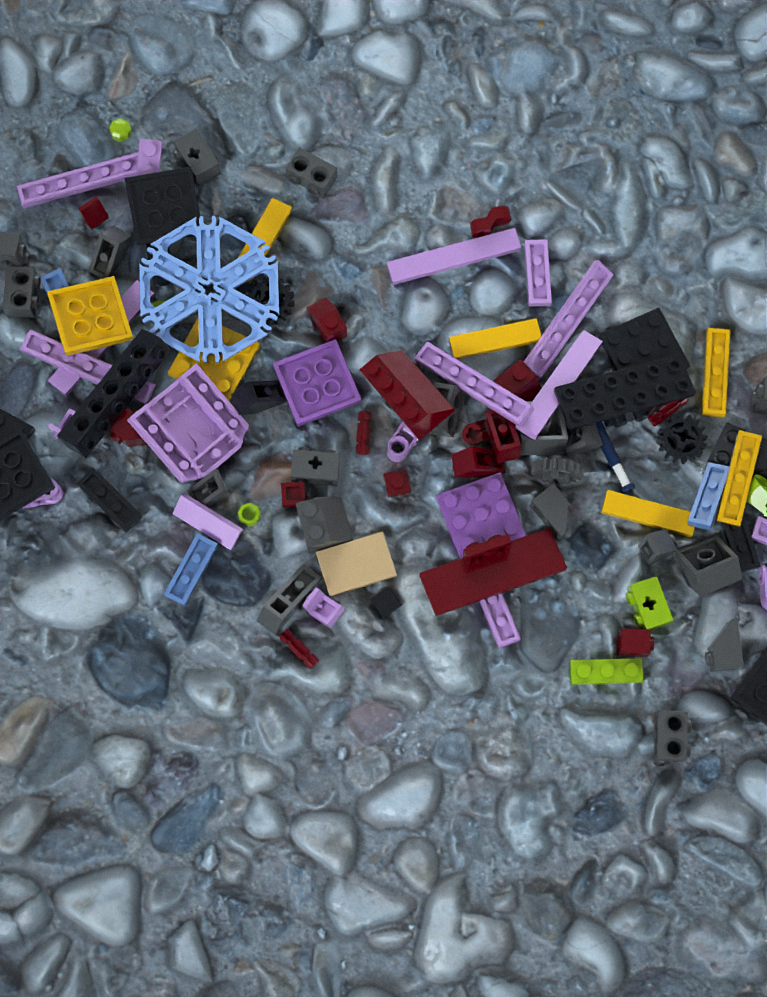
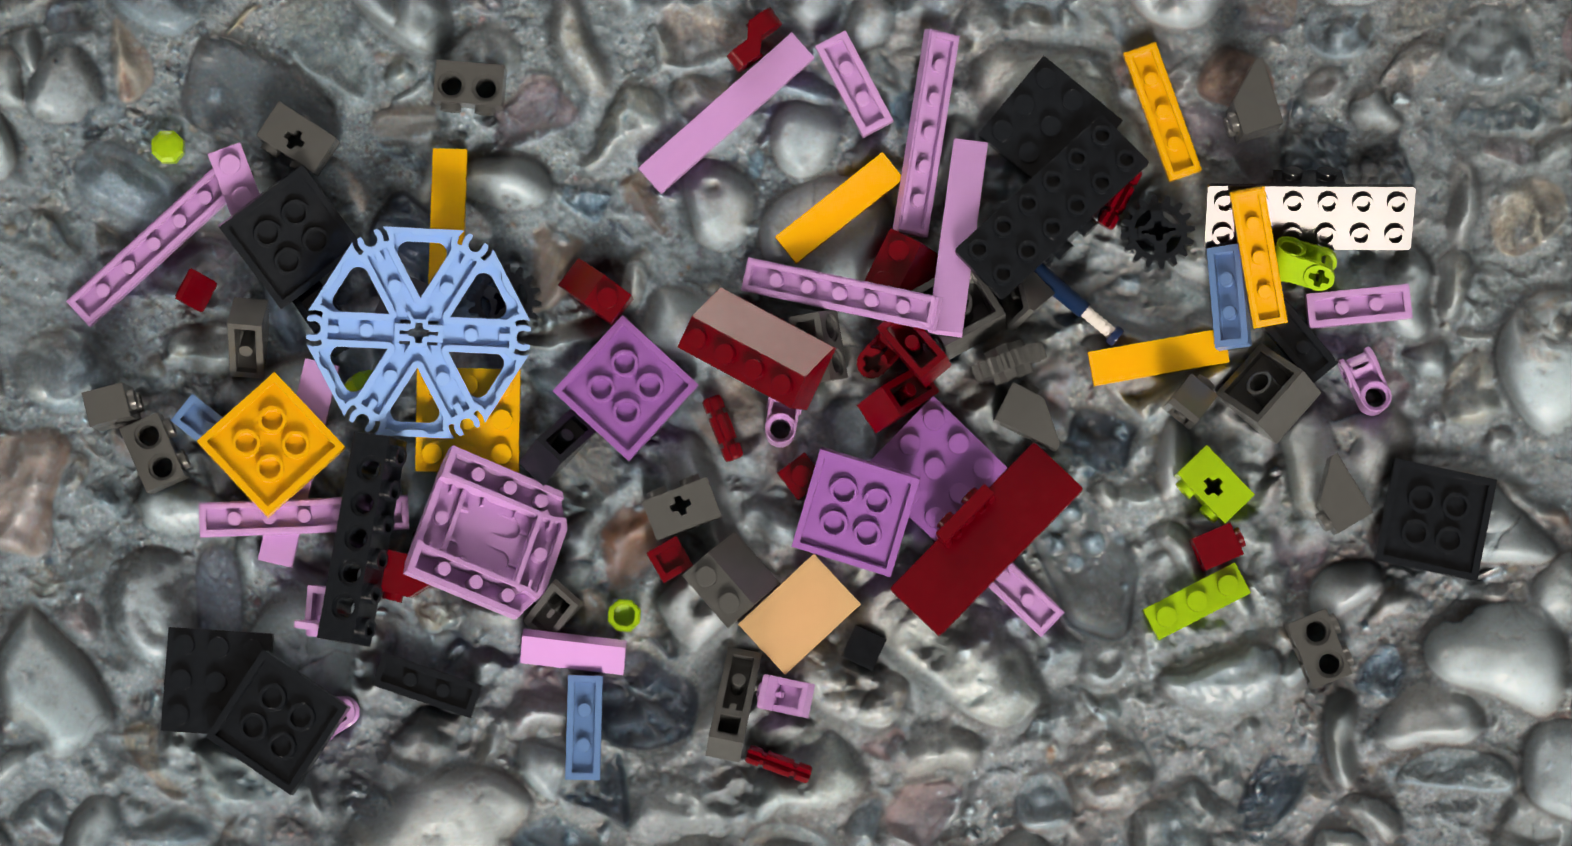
camera: 20 degrees left, 10 degrees up
(420, 517) = (856, 511): none -> medium lavender plate

